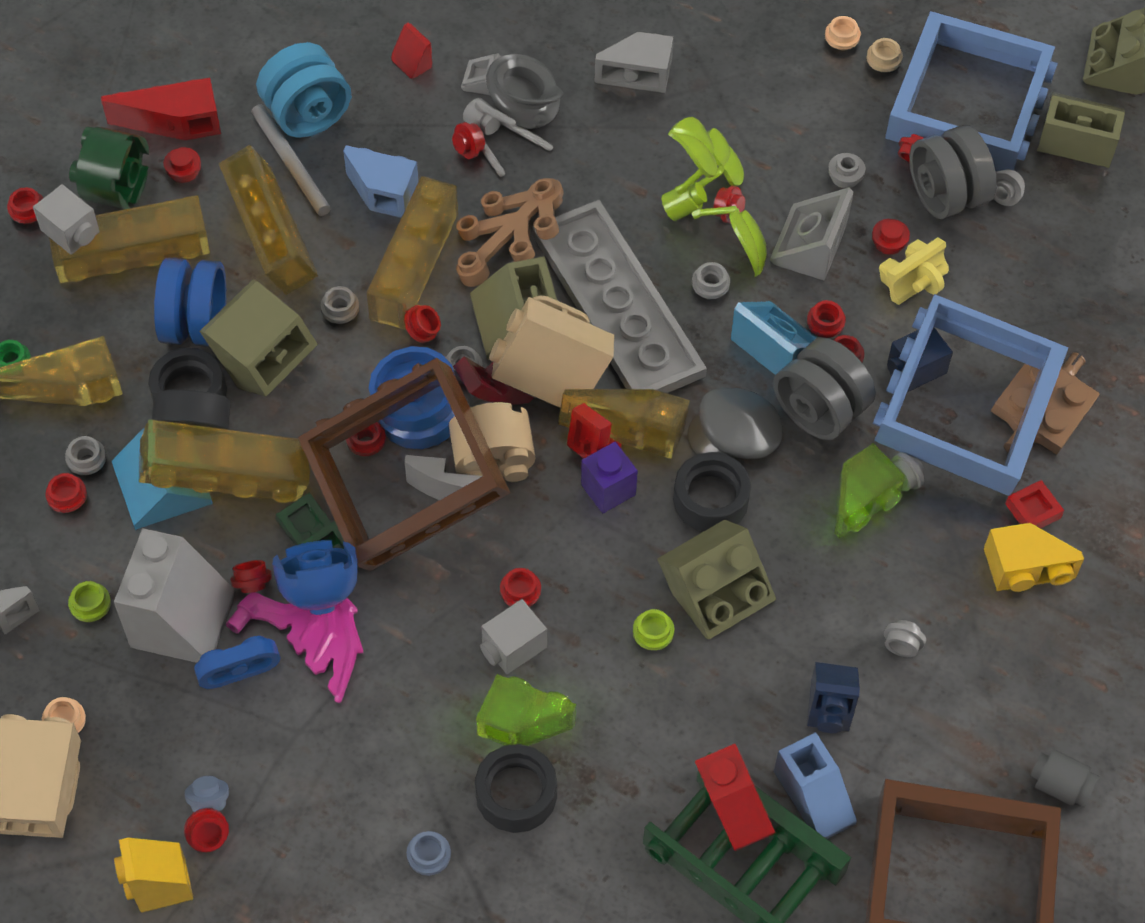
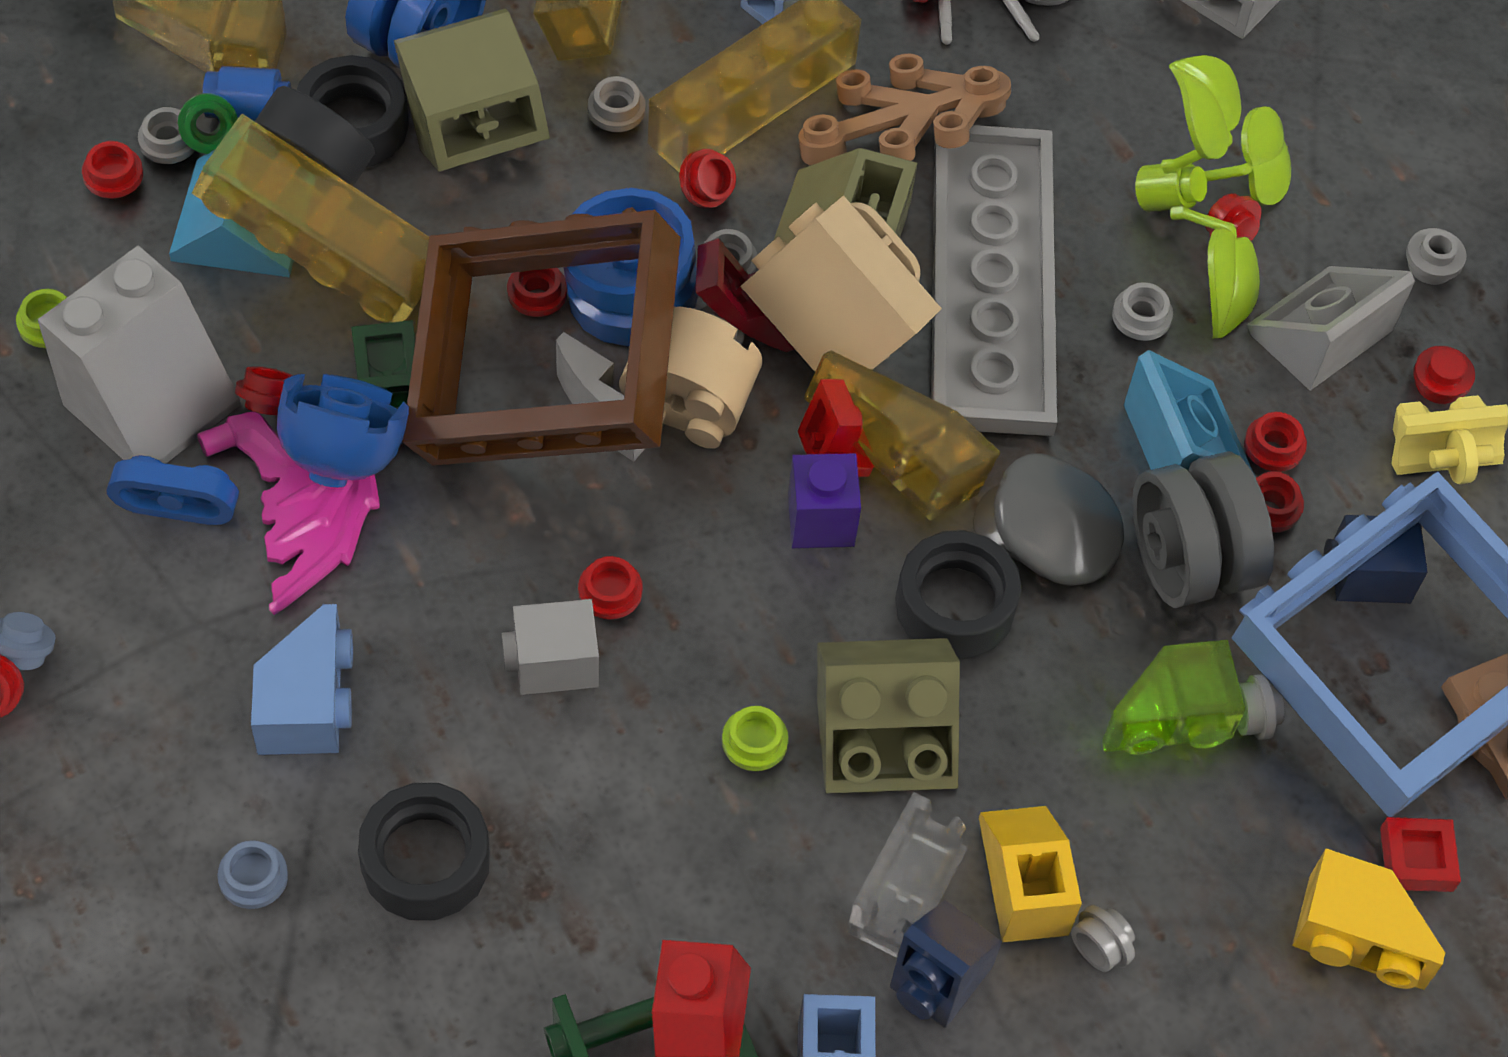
camera: 25 degrees right, 0 degrees up
(119, 407) = (243, 88): none -> blue brick
(121, 435) = (192, 109): none -> green plate
(389, 737) = (299, 690): none -> medium blue slope
(523, 714) = (495, 757): clear neon green slope -> none
(783, 663) = (907, 876): none -> clear hinge
(846, 623) = (1030, 873): none -> yellow slope

